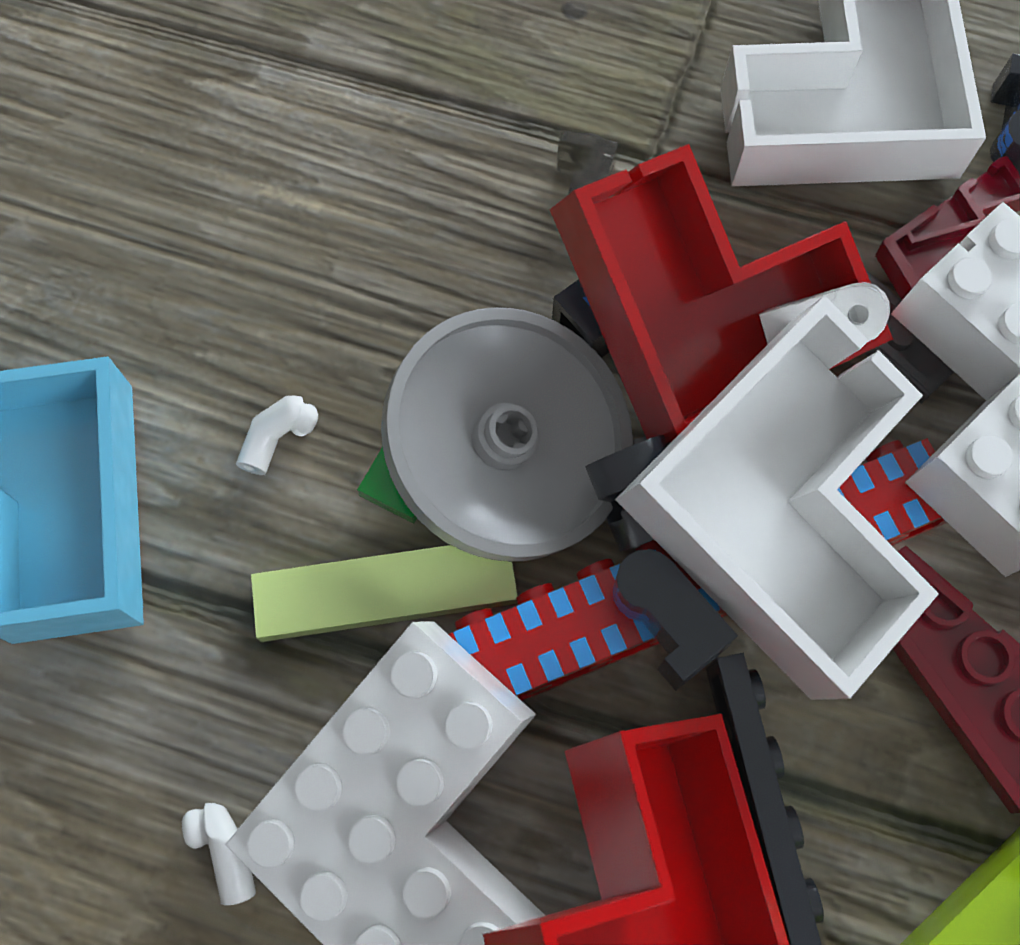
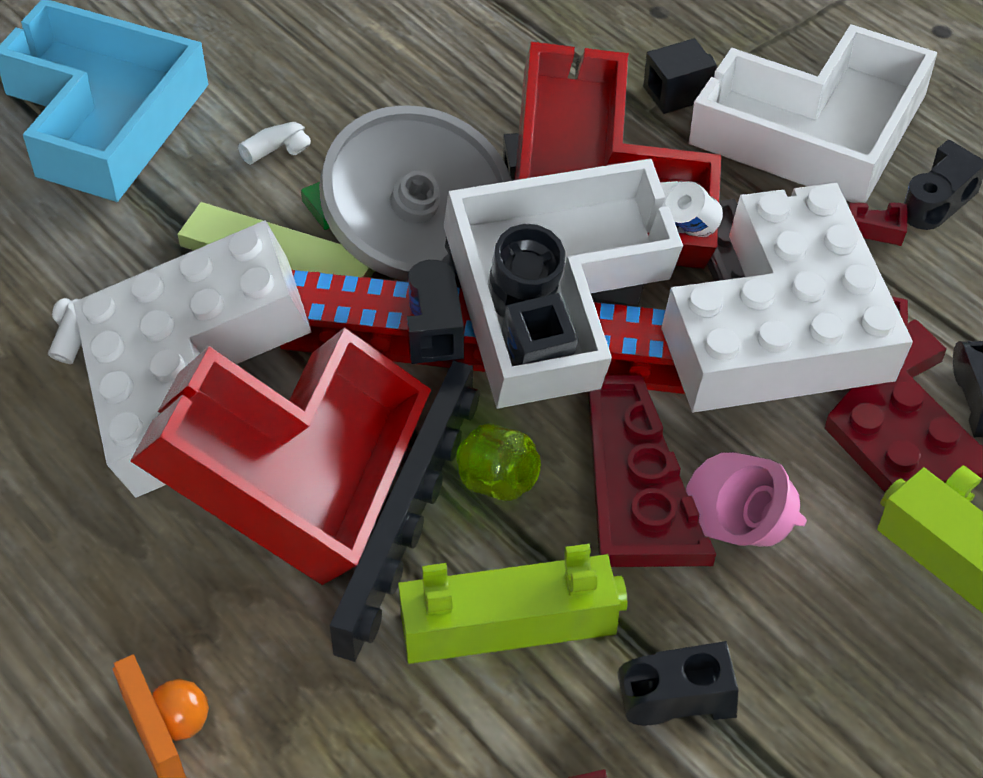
camera: 30 degrees right, 20 degrees down
(671, 98) = (677, 74): none -> black brick
(781, 531) = (525, 265): none -> black wheel
(837, 753) = (498, 462): none -> clear neon green head
(849, 612) = (538, 330): none -> black brick

